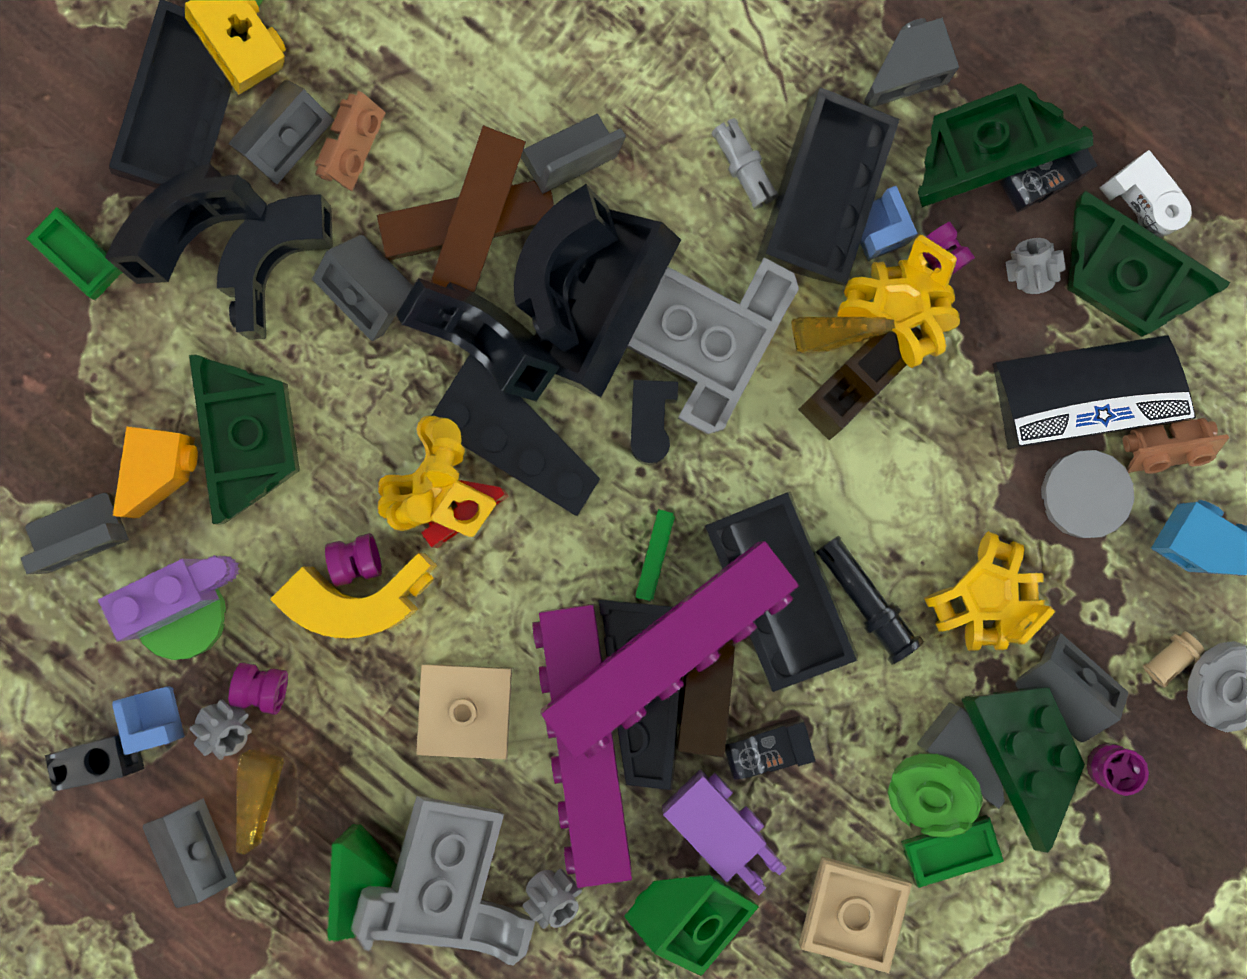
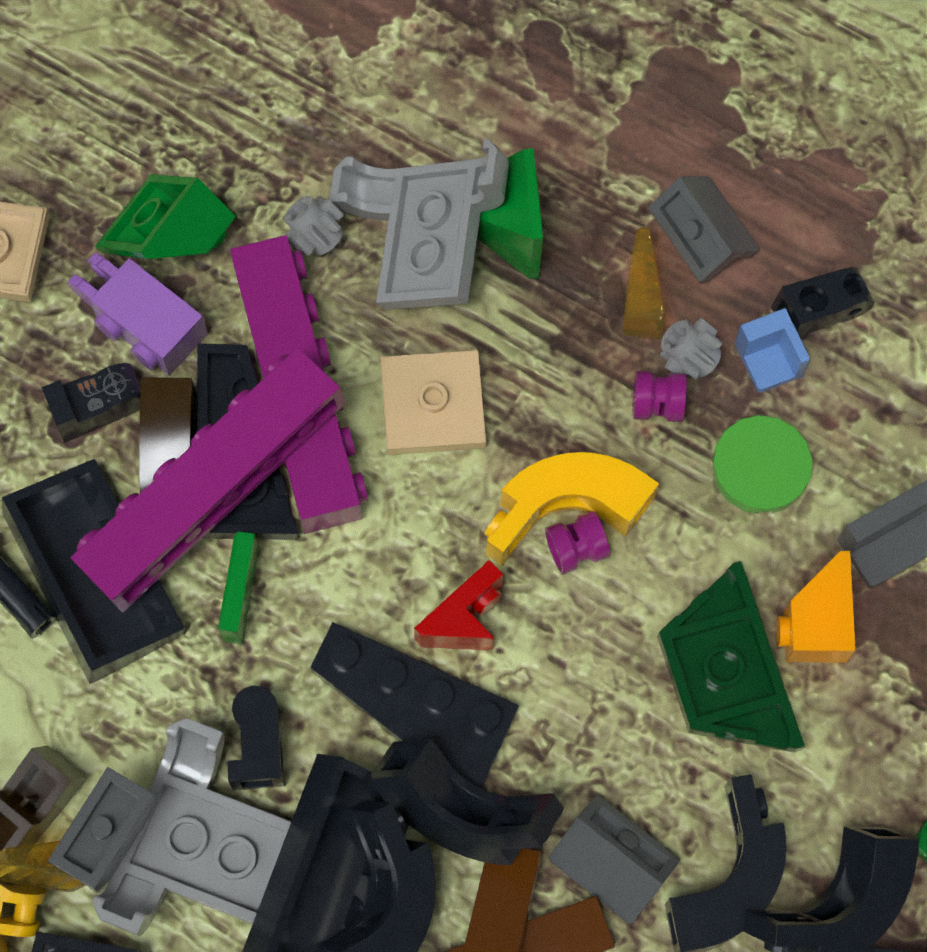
camera: 170 degrees right, 15 degrees down
(166, 595) = (771, 473): medium lavender hinge -> none
(435, 484) = (497, 629): yellow piece -> none
(786, 343) = (103, 830): none -> dark grey panel

